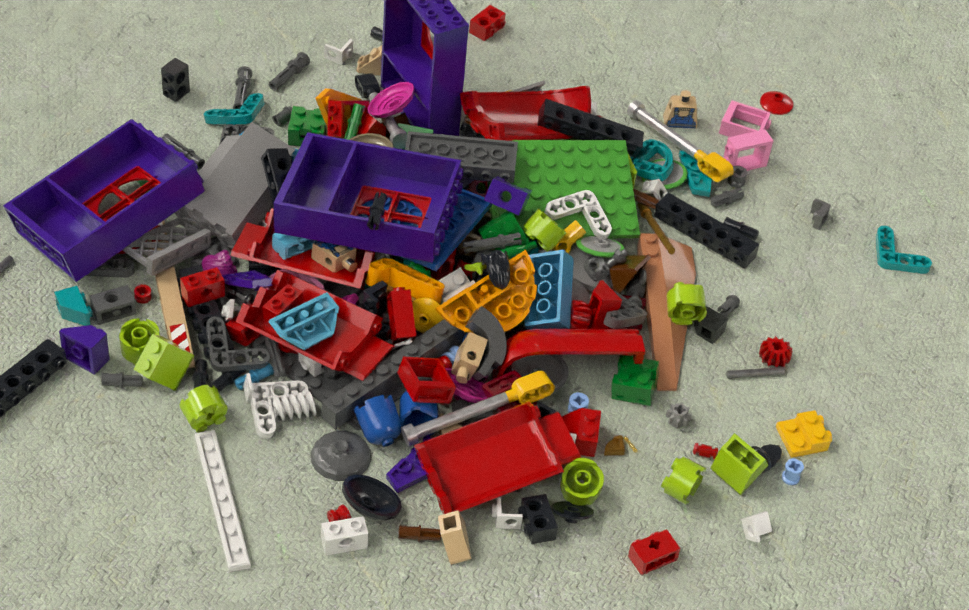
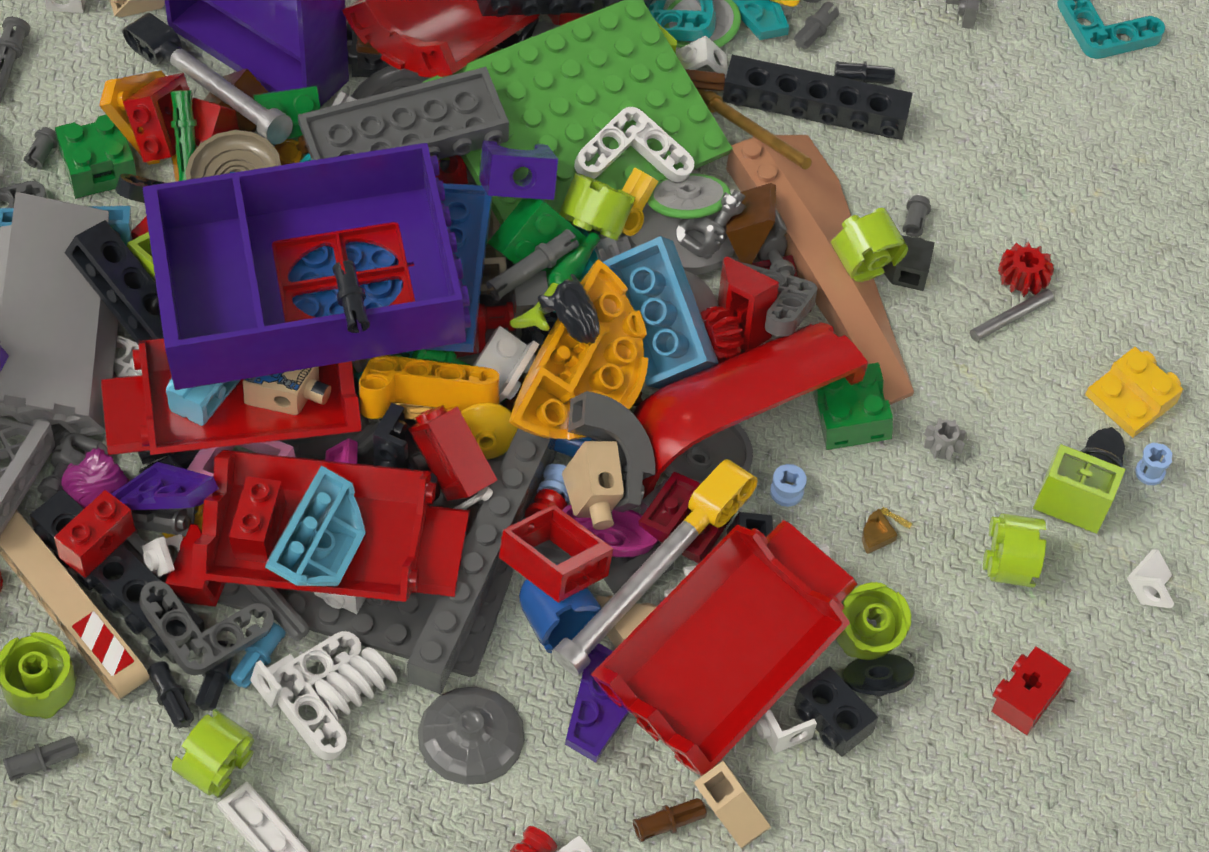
camera: 25 degrees left, 10 degrees up
(164, 362) = (101, 698): lime slope -> none
(371, 497) = (569, 794): black dish -> none
(379, 420) = (511, 653): blue cylinder -> none
(391, 100) = (225, 59): dark pink hat -> none
(586, 425) = (823, 520): red slope -> none
(705, 450) = (1011, 481): red piece -> none

